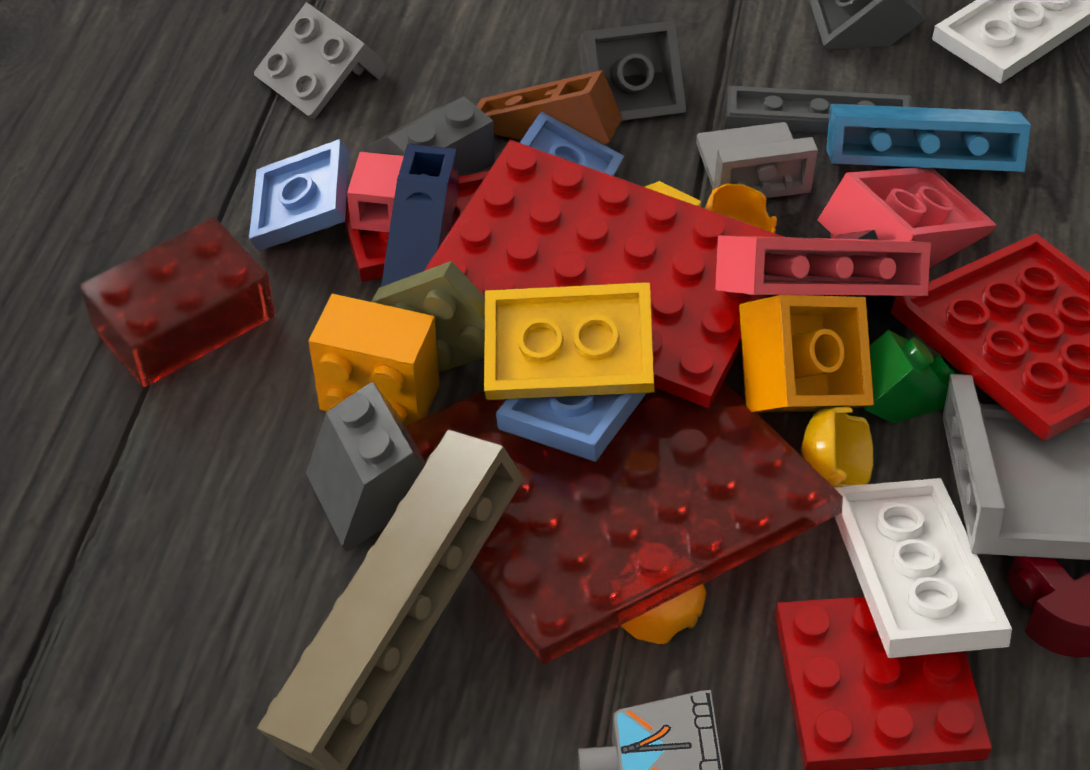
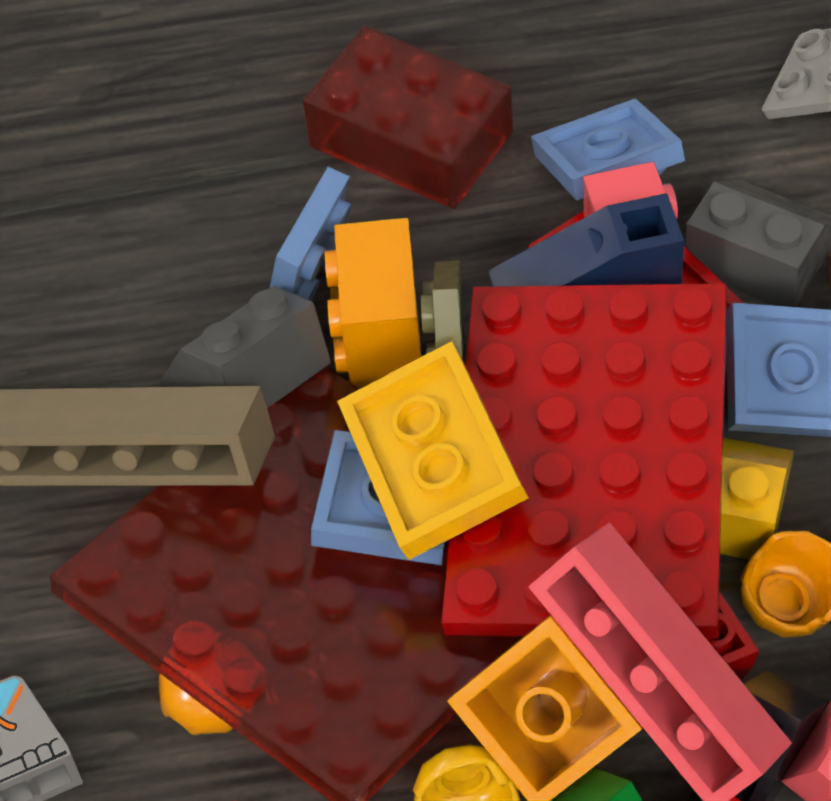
camera: 75 degrees right, 5 degrees up
(284, 389) = (311, 236): none -> medium blue plate

